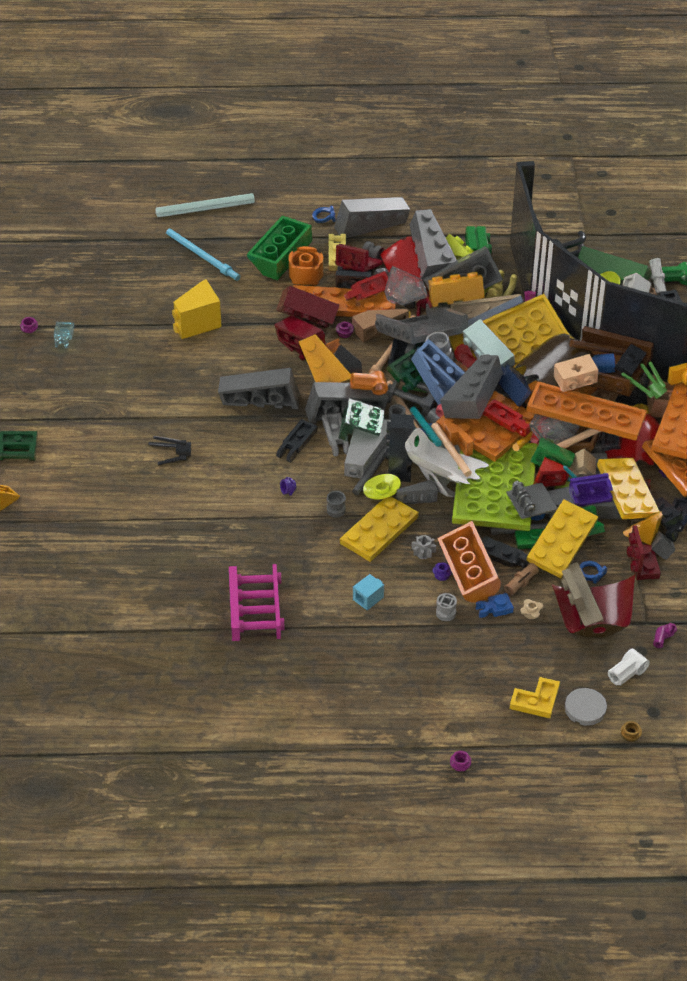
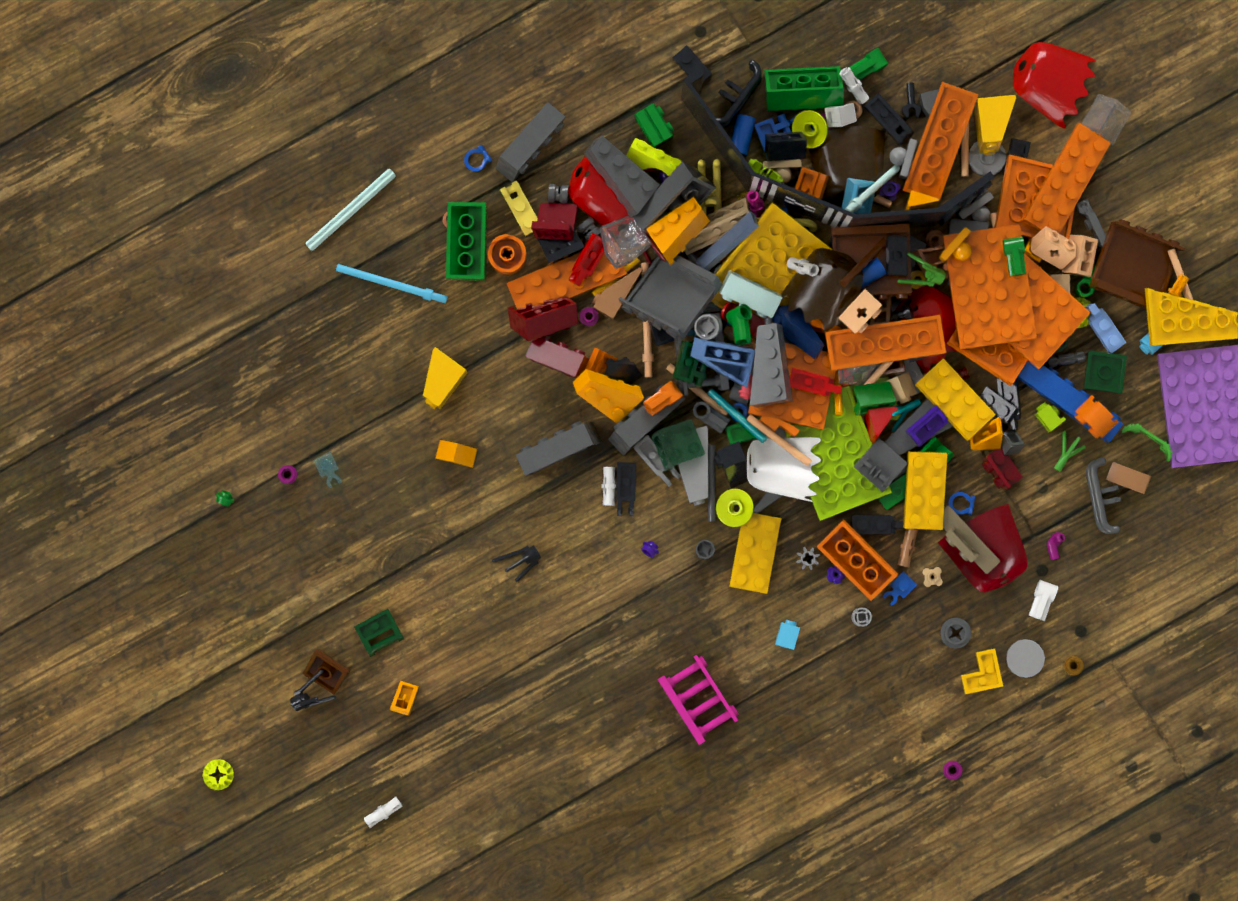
camera: 30 degrees left, 40 degrees up
(174, 365) = (456, 453): none -> light orange slope
(282, 433) = (609, 486): none -> white pin
(467, 355) = (739, 319): none -> green piece
(533, 652) = (956, 623): none -> dark grey gear
(544, 336) = (810, 269): none -> white pin

